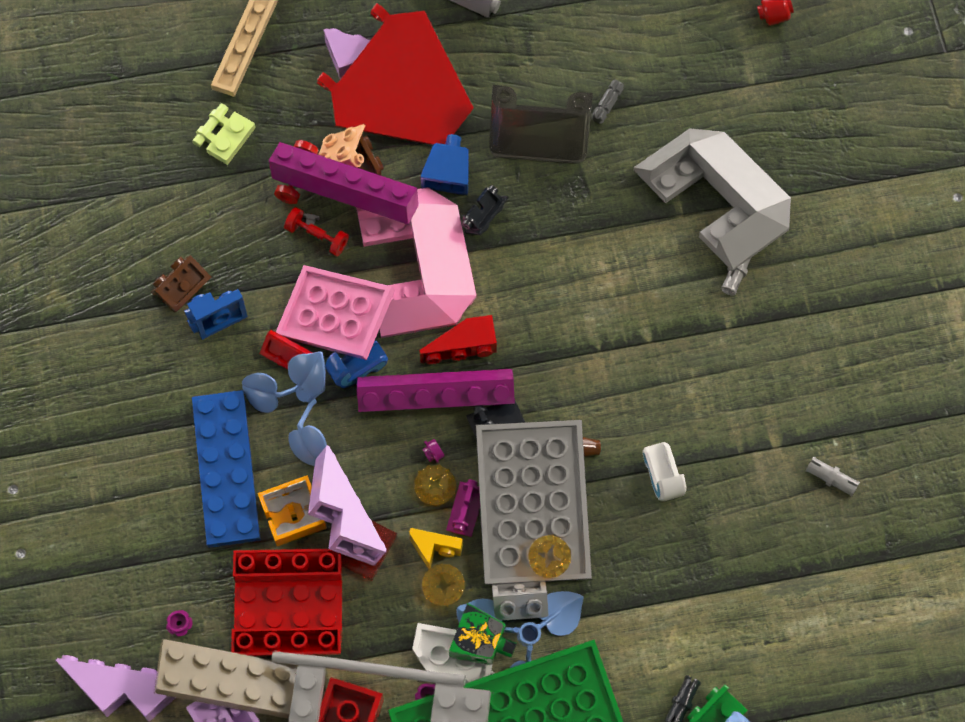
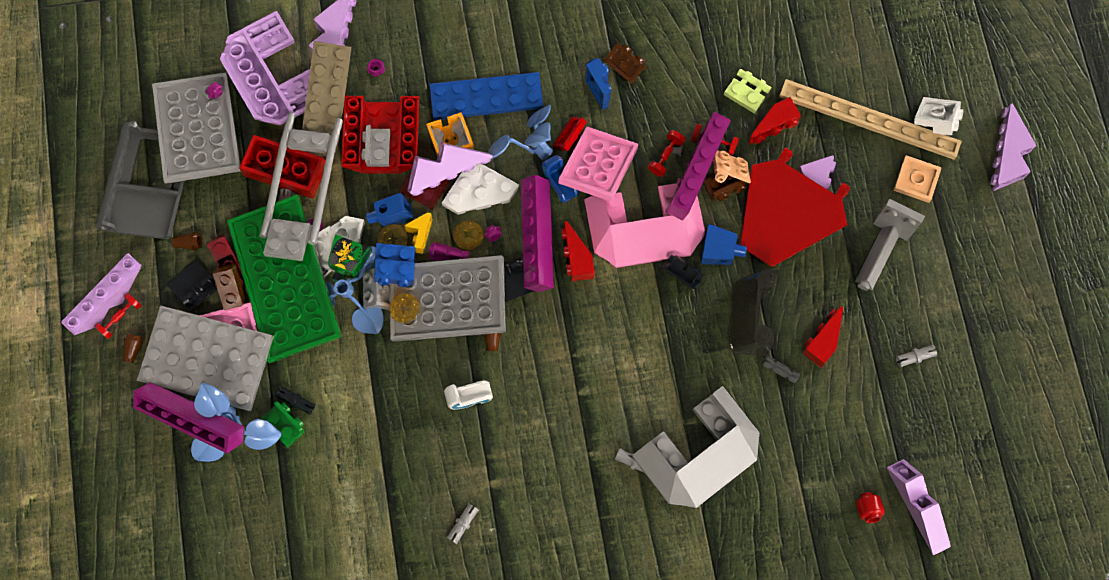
camera: 90 degrees right, 5 degrees up
(266, 97) = (780, 116): none -> red slope
(309, 607) = (376, 147): none -> light grey bracket
(371, 471) = (479, 190): none -> white plate
(403, 574) = (391, 211): none -> blue torso
(490, 571) = (394, 264): none -> blue plate
(569, 48) = (826, 341): none -> red slope

